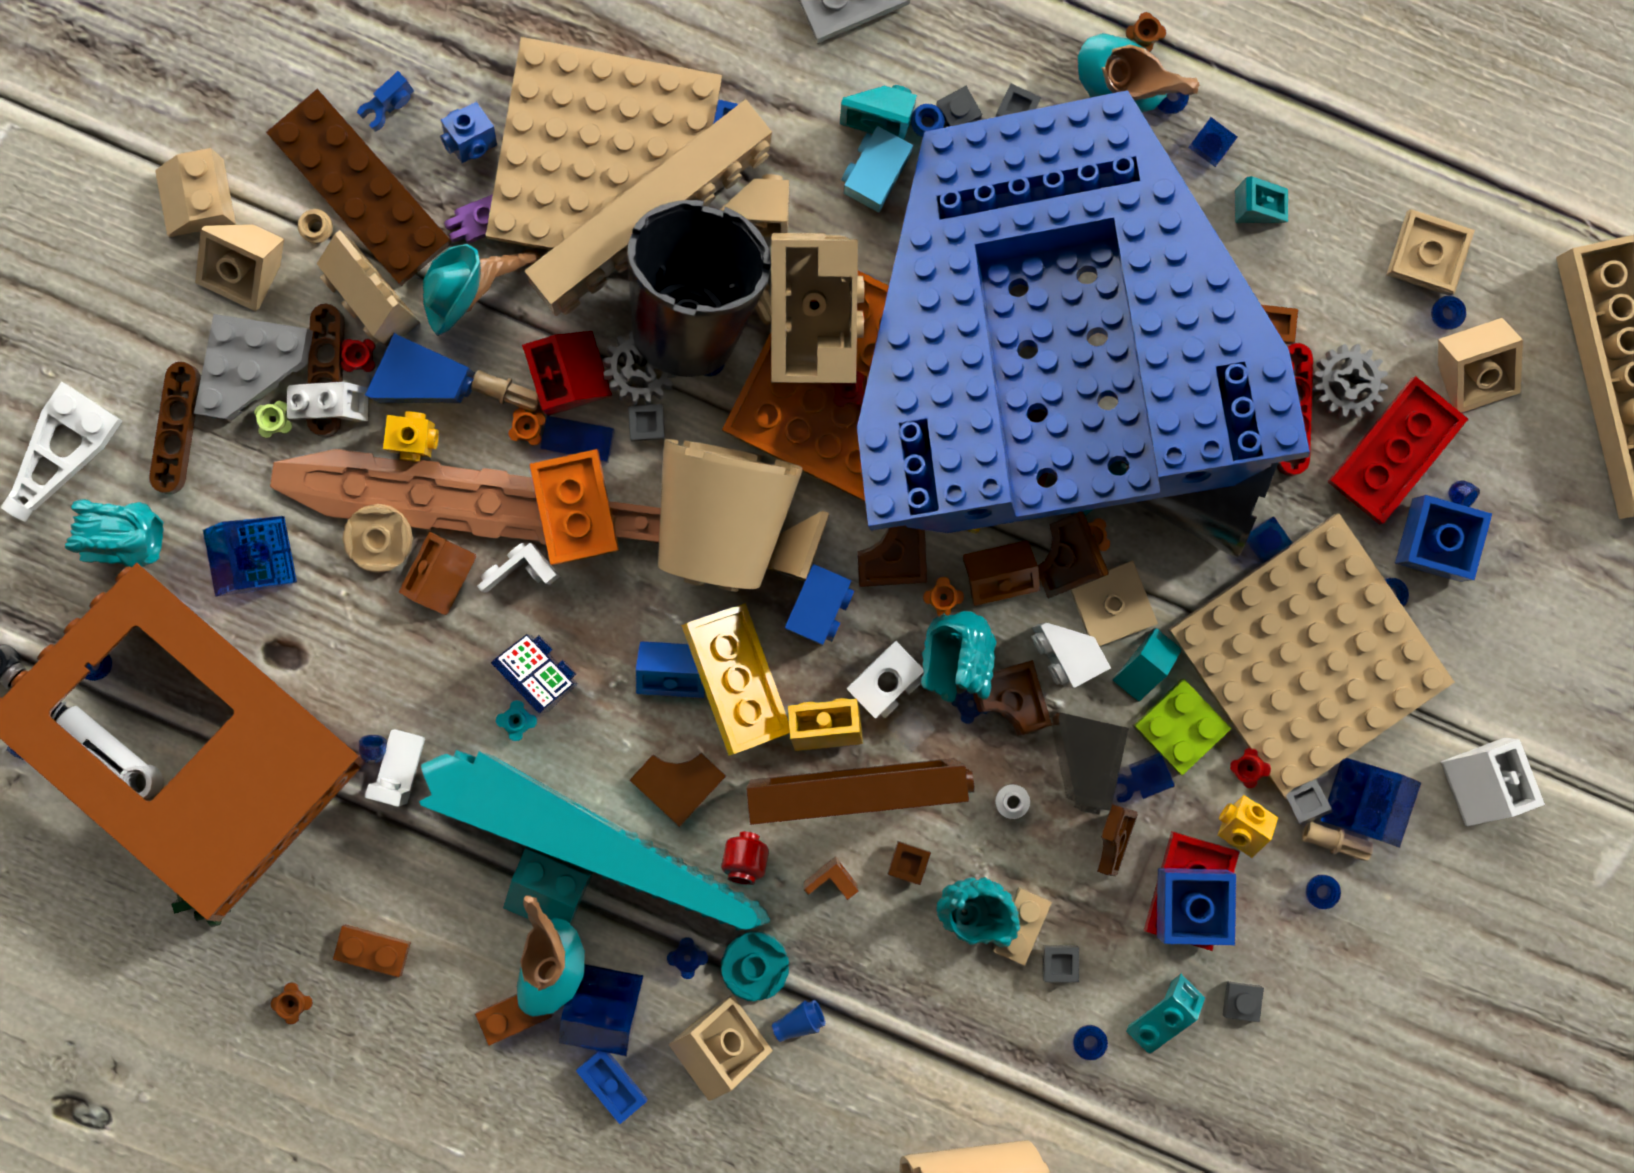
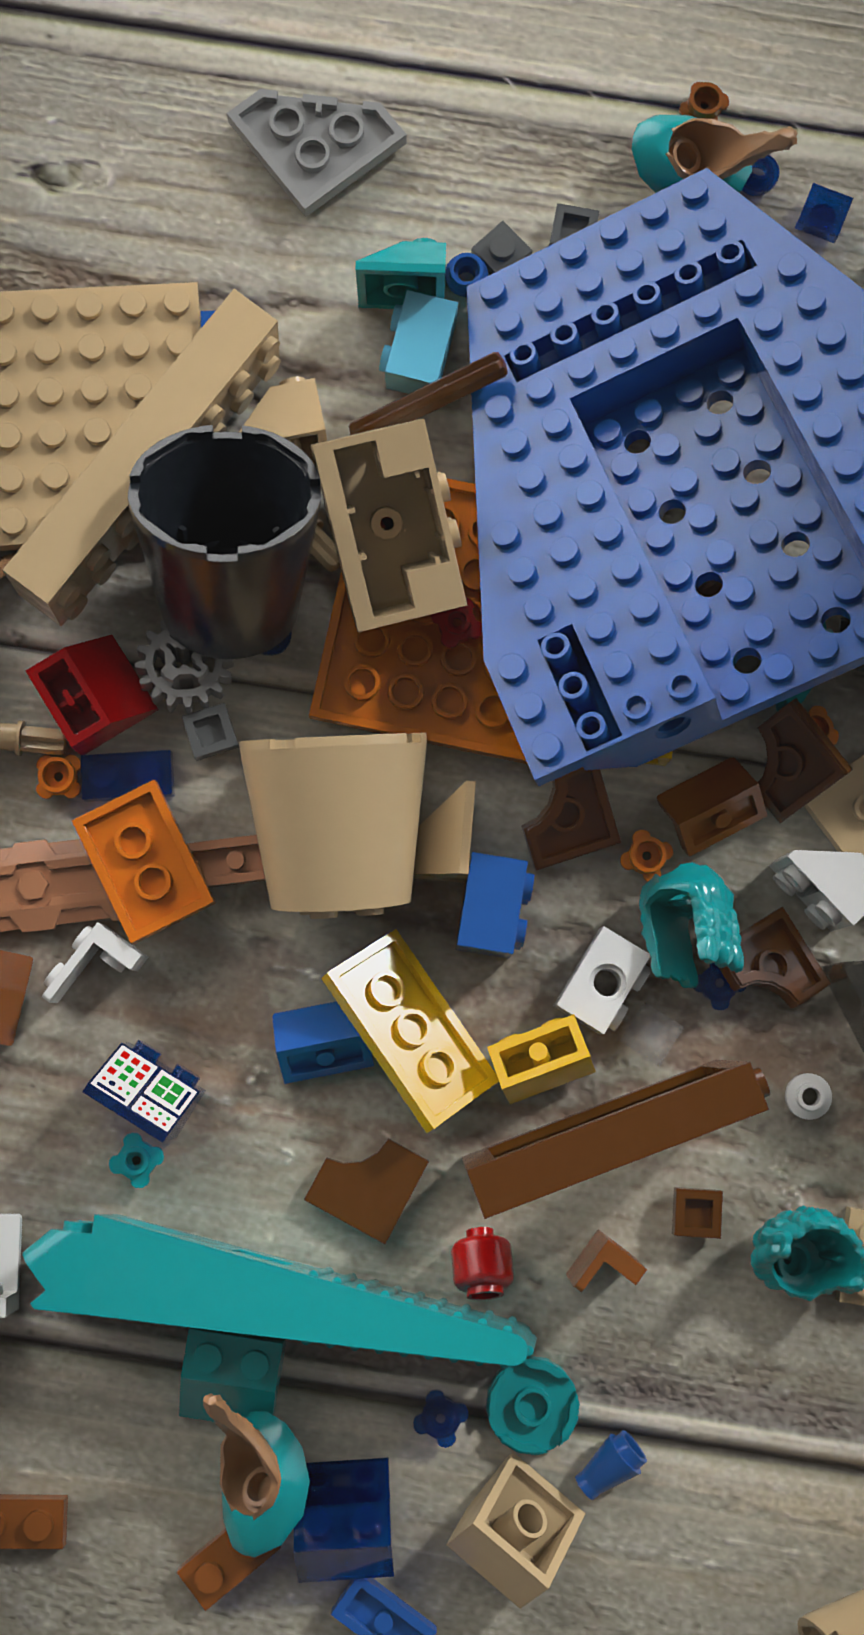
camera: 10 degrees left, 5 degrees down
(871, 214) = (435, 394): none -> reddish brown axle

